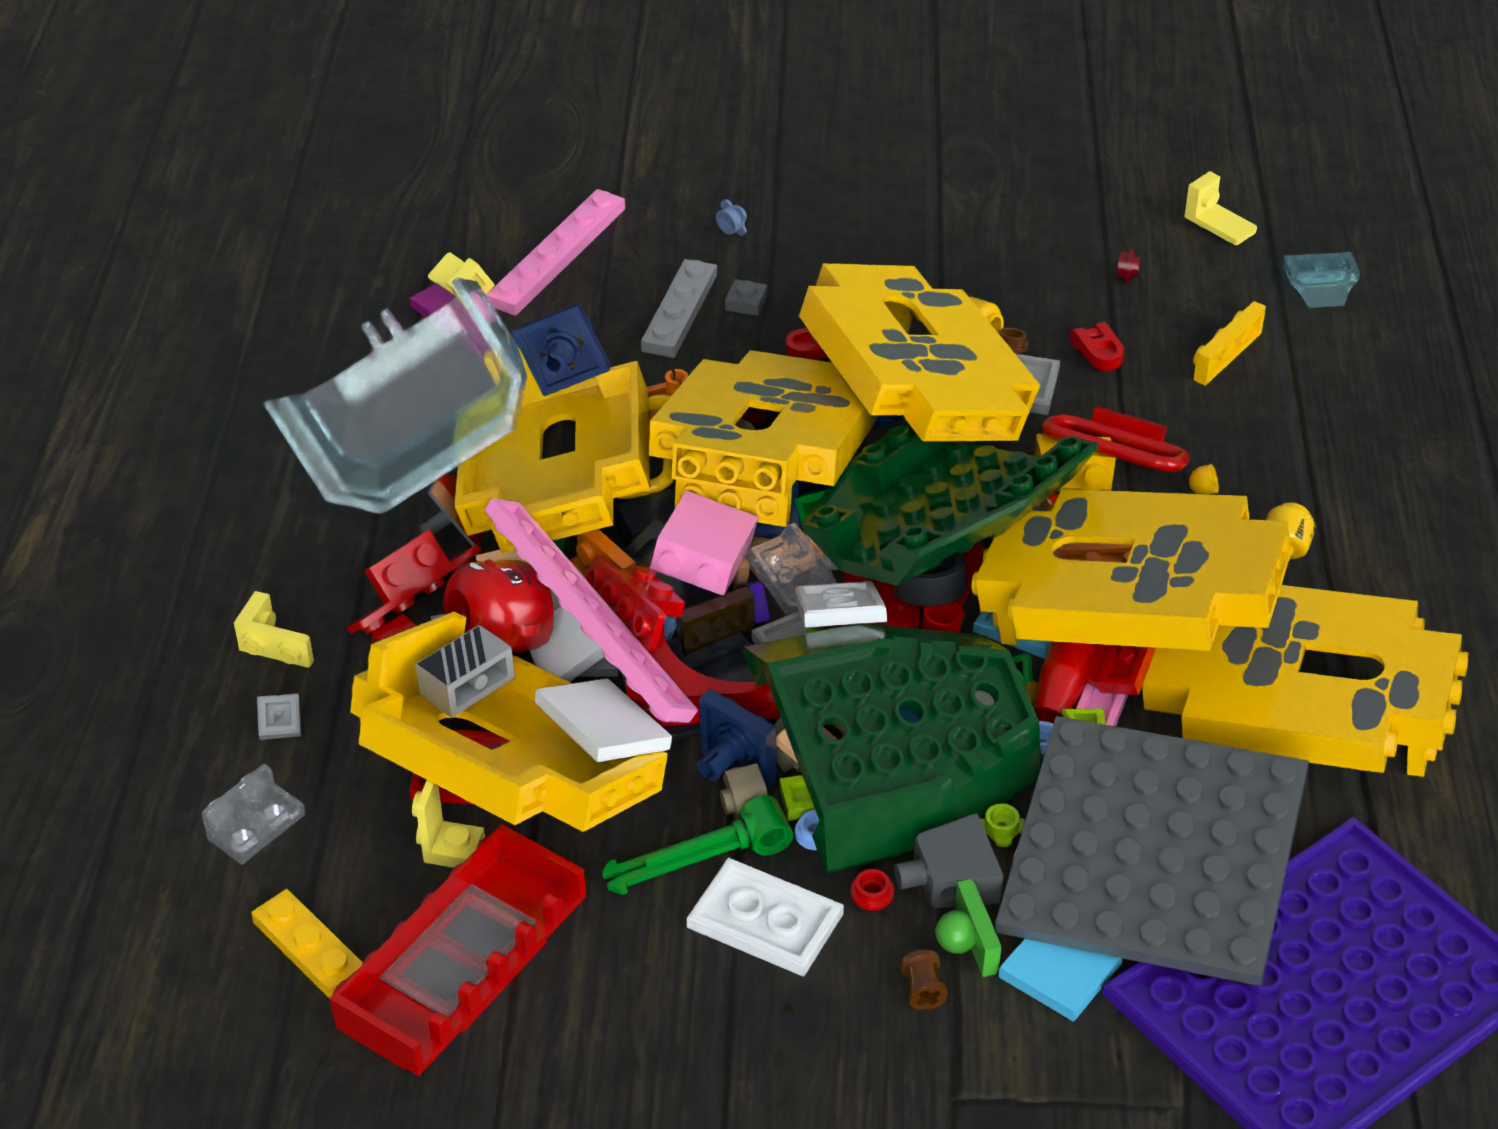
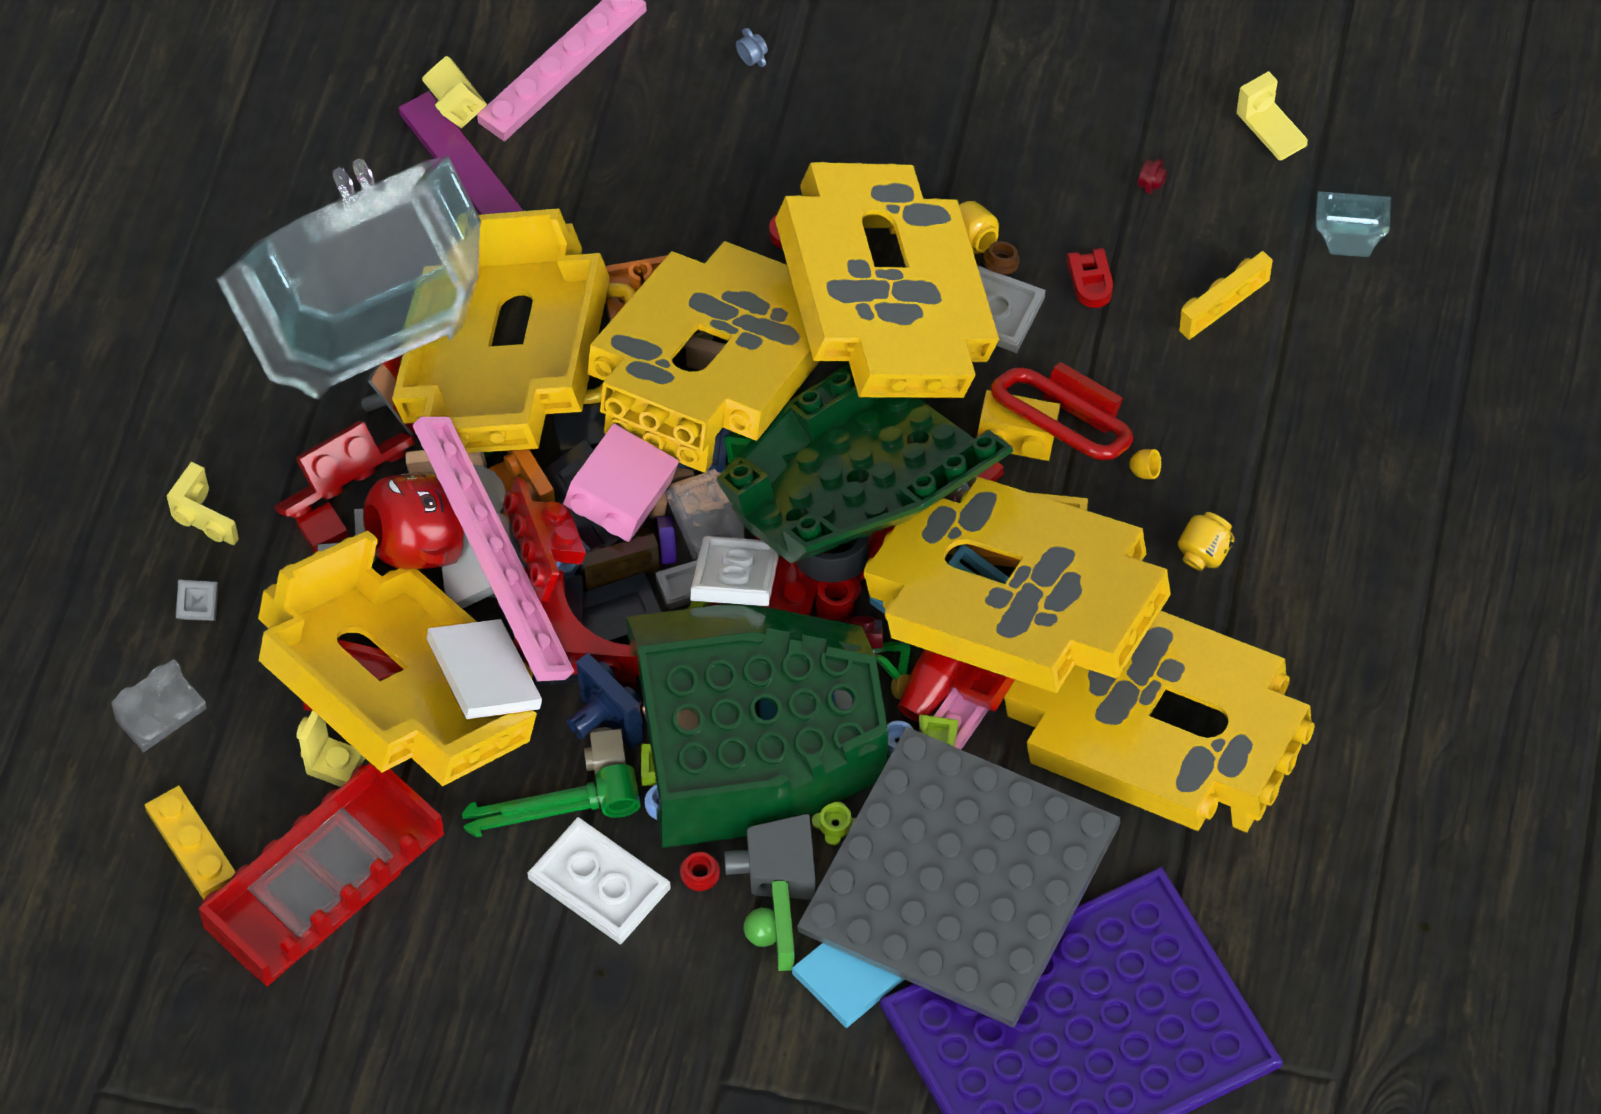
camera: 10 degrees right, 15 degrees up
(465, 671) = (367, 596): light grey brick -> none
(561, 347) = (516, 249): dark blue plate -> none
(679, 308) = (673, 159): light grey plate -> none
(746, 297) = (745, 155): dark grey plate -> none
(924, 980) = (722, 969): reddish brown bush -> none

